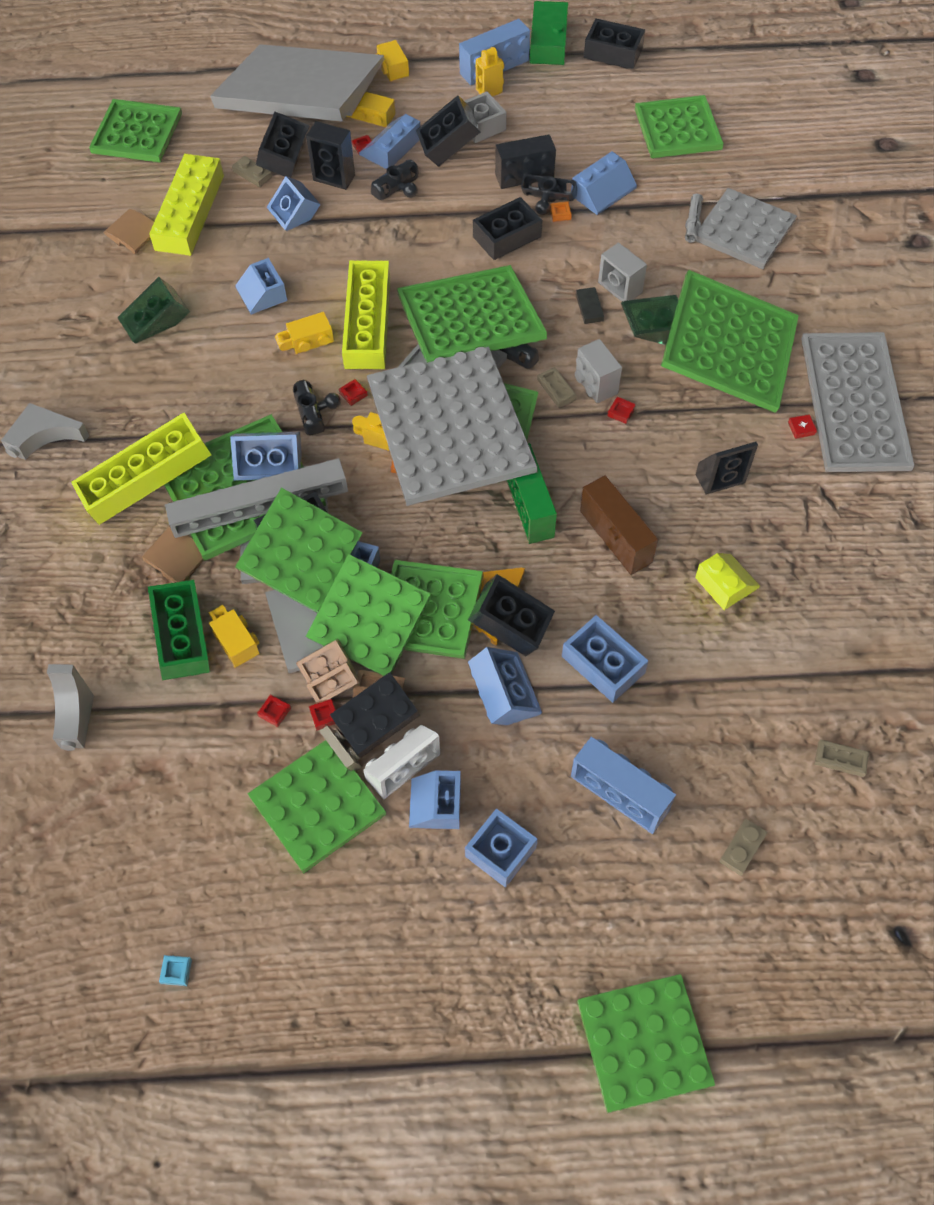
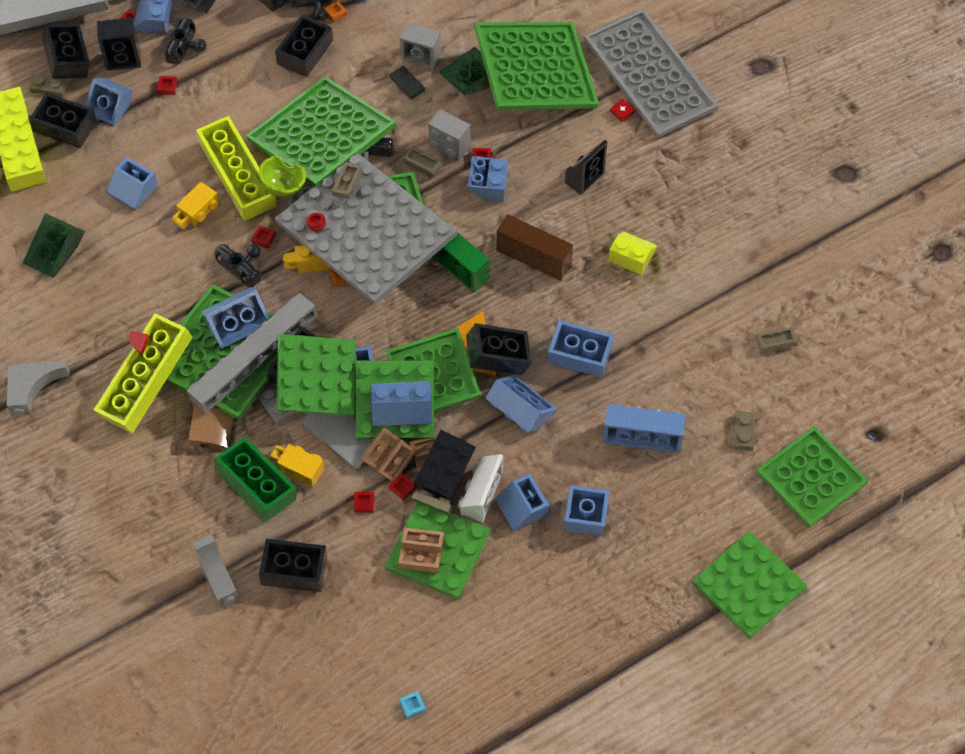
camera: 30 degrees left, 0 degrees up
(150, 433) = (139, 341): none -> red tile
(152, 741) = (293, 565): none -> black brick
(239, 204) = (63, 120): none -> black brick
(292, 796) = (421, 550): none -> medium nougat slope
(357, 214) = (167, 85): none -> red tile
(367, 622) = (401, 403): none -> medium blue slope
(394, 337) = (281, 179): none -> lime cylinder
(401, 394) = (316, 221): none -> red tile
(456, 367) = (347, 180): none -> dark tan plate
(614, 432) = (488, 178): none -> medium blue slope
(796, 948) = (812, 476): none -> bright green plate

